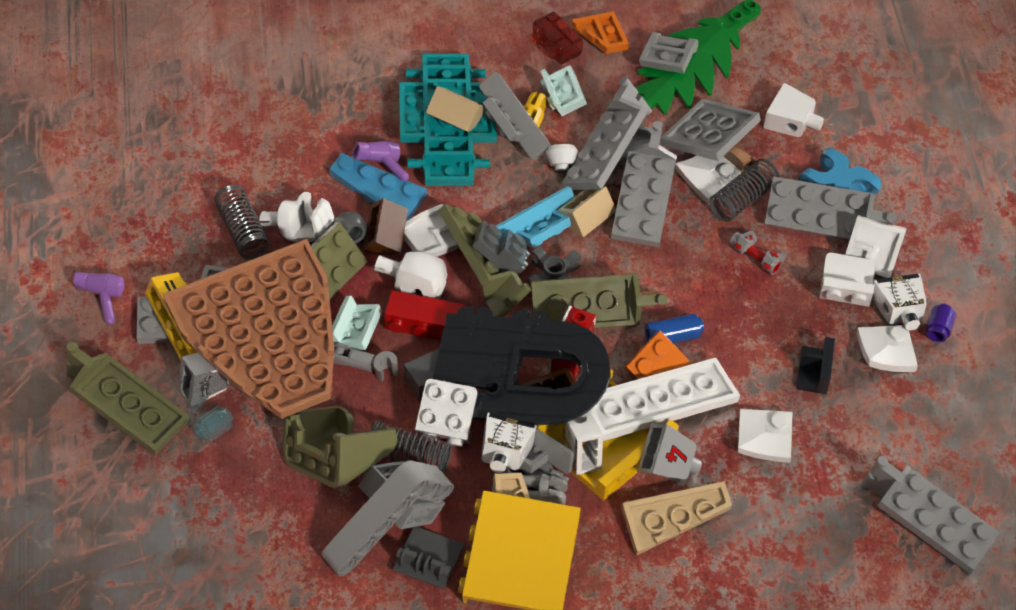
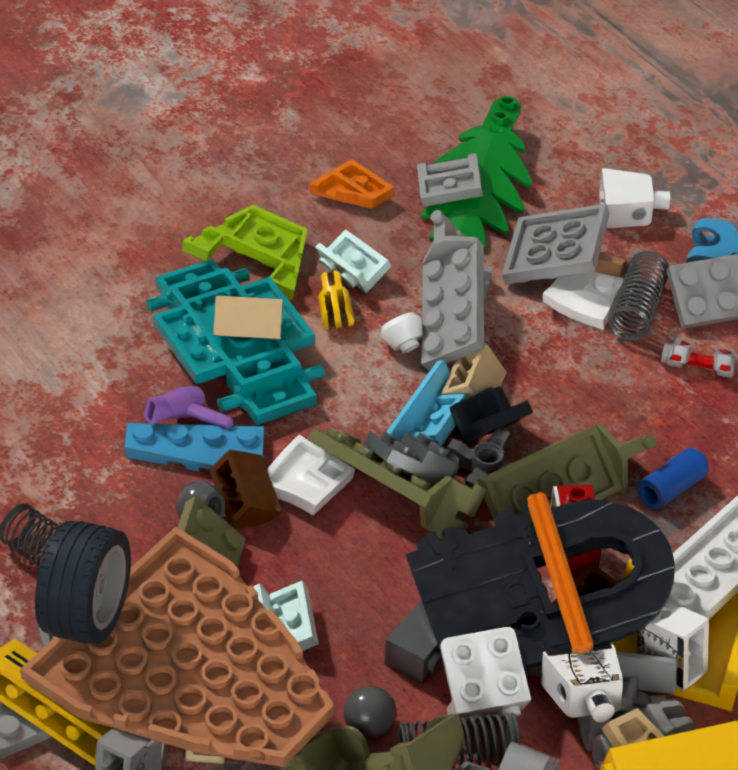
camera: 25 degrees left, 10 degrees down
(216, 254) = (82, 582): none -> black wheel
(298, 220) = (140, 522): white piece -> none
(366, 361) = (353, 648): light grey piece -> none
(368, 406) = (370, 711): none -> dark grey piece
(415, 272) = (321, 526): white piece -> none
(418, 314) = (362, 576): red brick -> none
(511, 48) = (260, 236): none -> lime wing
(512, 117) = (322, 303): light grey bracket -> none
(526, 365) = (560, 573): none -> orange axle
(557, 38) = (307, 207): clear red brick -> none
(576, 235) = (486, 413): none -> black panel
(644, 192) = (529, 336): light grey hinge -> none
(656, 357) = (681, 513): orange wing -> none

